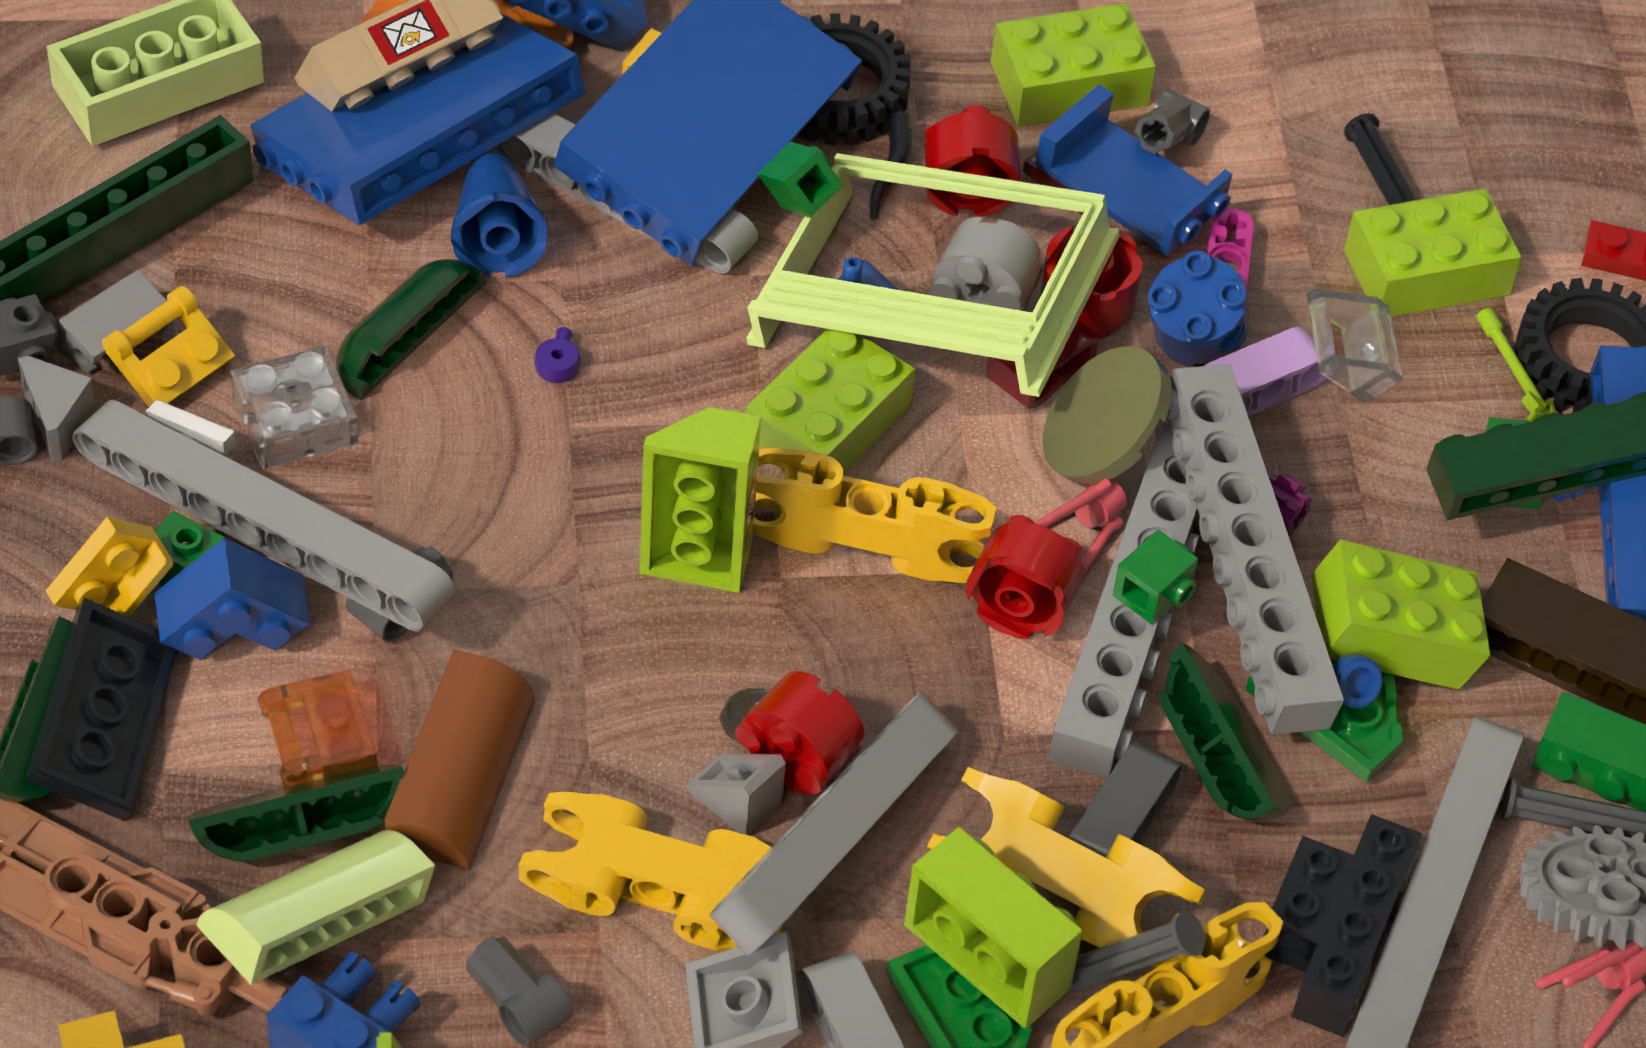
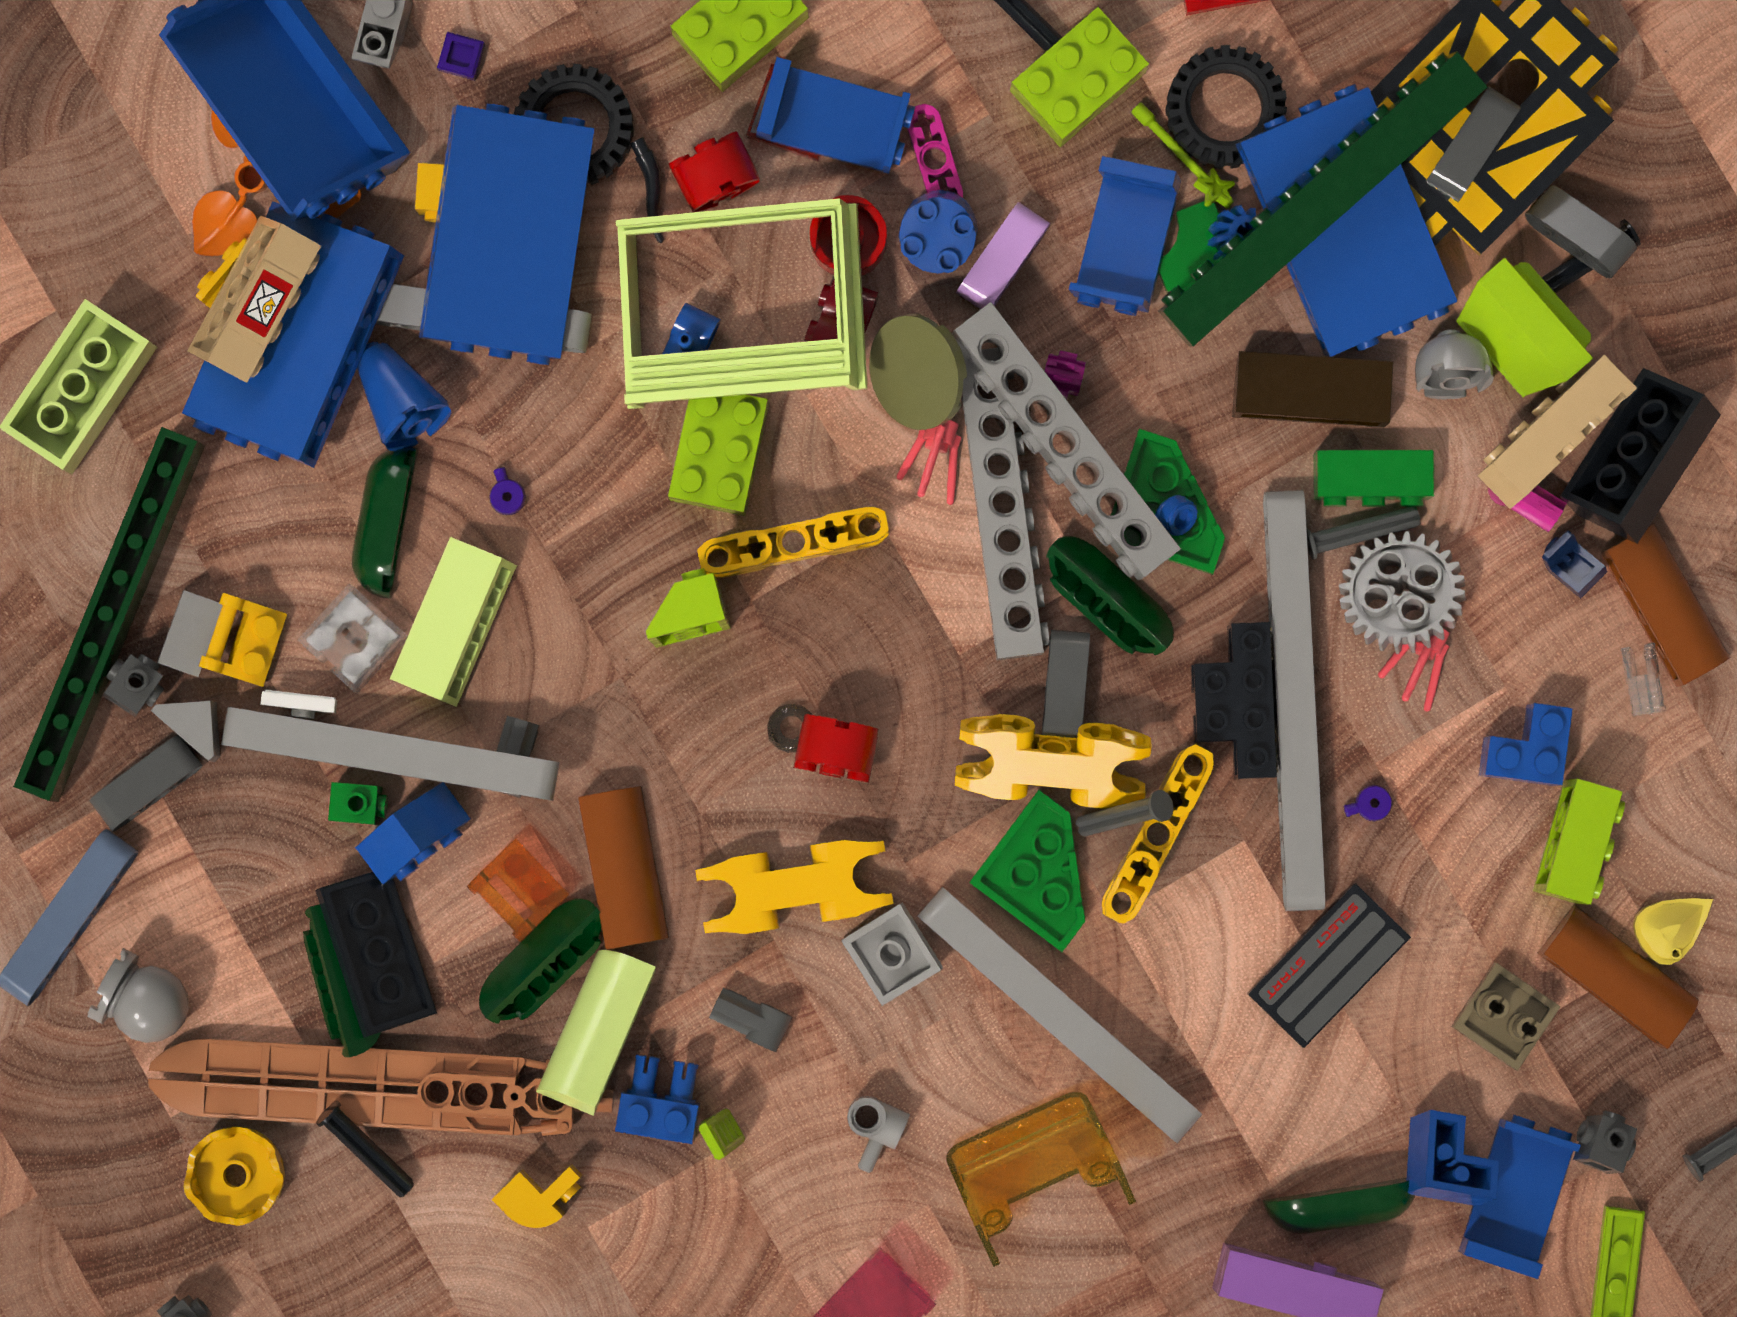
camera: 20 degrees left, 35 degrees up
(113, 568) = (325, 854): yellow bracket -> none
(419, 438) = (453, 621): none -> yellowish green brick
(741, 788) = (807, 795): light grey slope -> none
(800, 179) = (605, 268): green brick -> none
(833, 824) = (891, 804): light grey beam -> none
(989, 265) = (775, 277): light grey brick -> none
(992, 926) = (1032, 844): lime brick -> none
(1025, 578) = (923, 538): red brick -> none
(1156, 577) = (1016, 505): green brick -> none
(1172, 121) = (839, 41): dark grey piece -> none
(1367, 339) = (1067, 191): clear tile -> none
(1401, 613) = (1187, 445): lime brick -> none
(1440, 396) = (1127, 236): none -> blue panel

